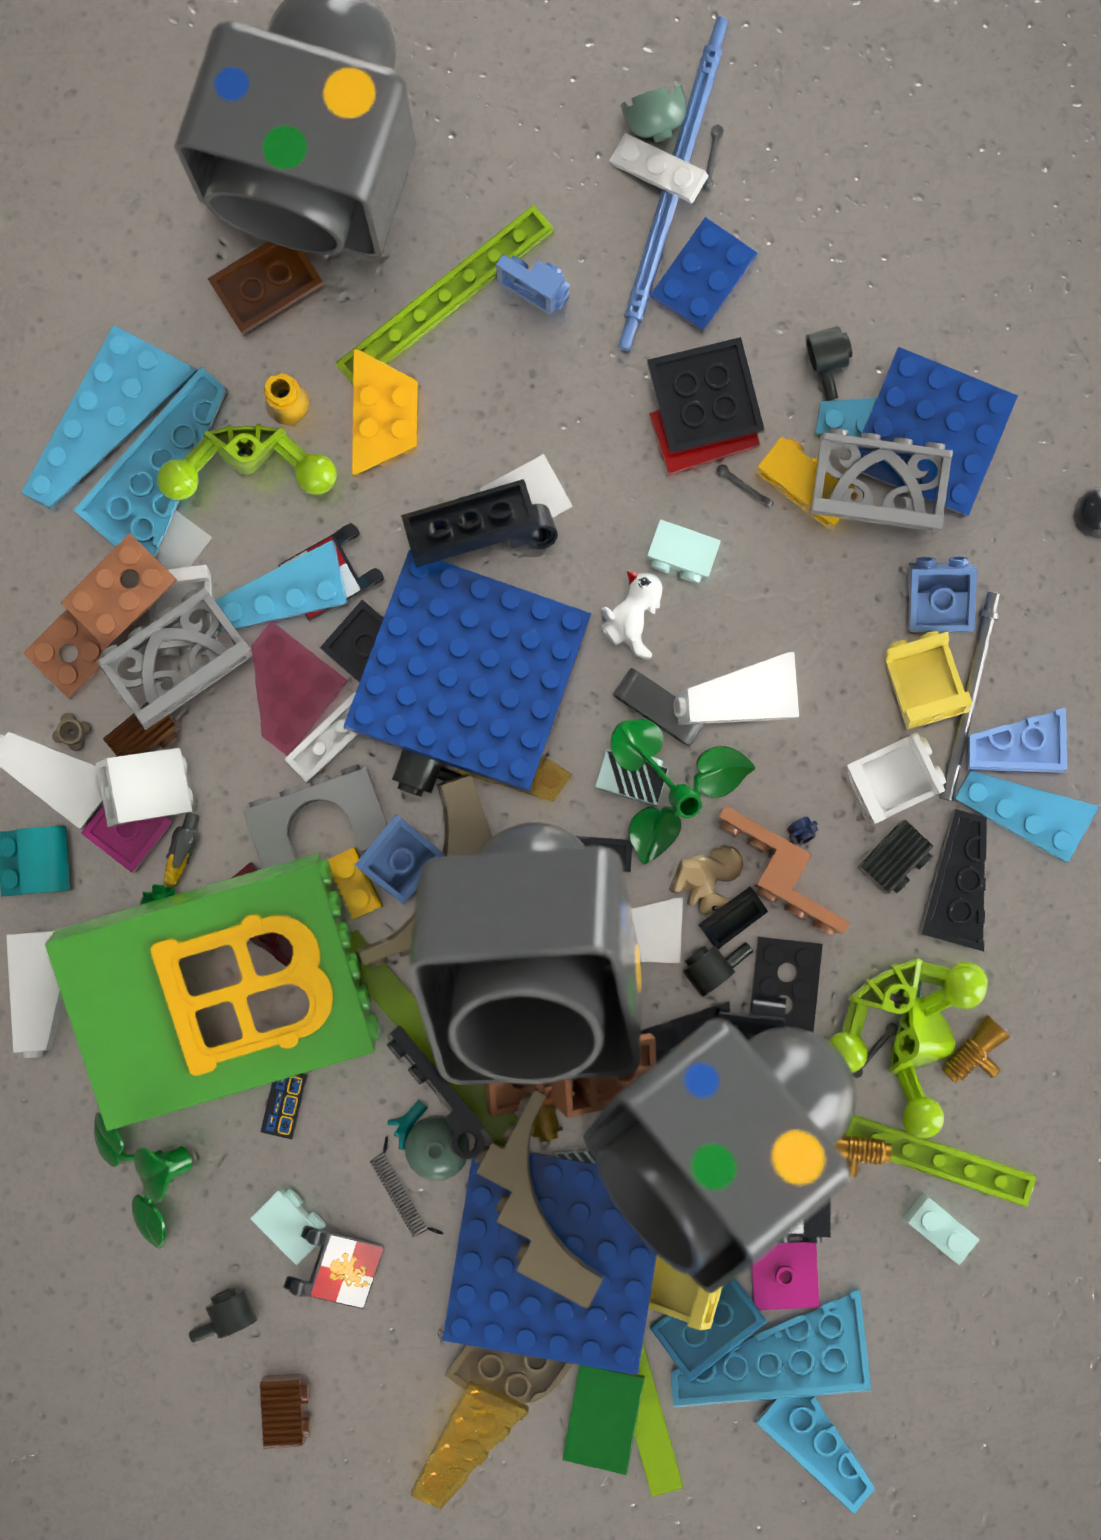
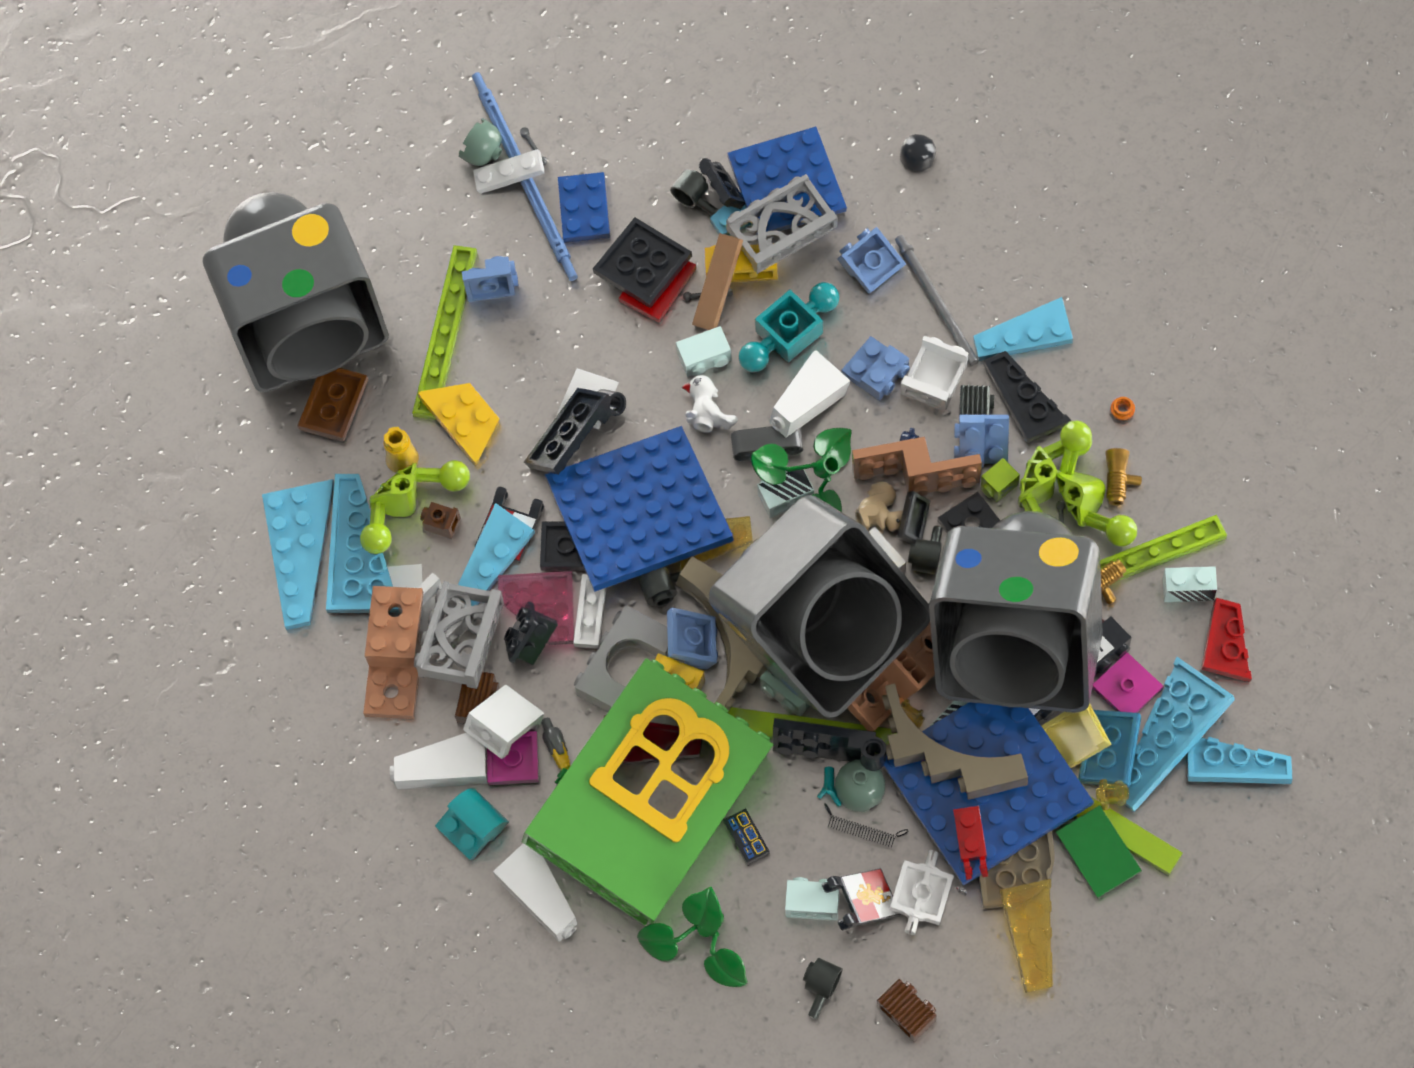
camera: 35 degrees left, 20 degrees down
(67, 723) = (430, 727): dark tan plate -> none
(243, 714) = (528, 634): none -> black bracket
(270, 518) = (442, 526): none -> reddish brown brick
(398, 1309) = (921, 892): none -> white plate
(484, 1310) = (970, 839): none -> red hinge
(665, 1378) = (1112, 793): none -> clear yellow brick
(760, 488) = (717, 282): none -> medium nougat tile
(791, 599) = (788, 326): none -> teal brick
(841, 719) = (876, 368): none -> medium blue plate
(853, 952) = (999, 480): none -> lime brick
(864, 375) = (722, 183): none -> black hinge
(872, 897) = (983, 436): none -> medium blue plate
(921, 1315) = (1225, 642): none -> red wing
(926, 680) = (903, 308): light yellow panel -> none
(1025, 746) = (992, 298): light blue wing -> none
(1058, 981) = (1122, 402): none -> orange plate

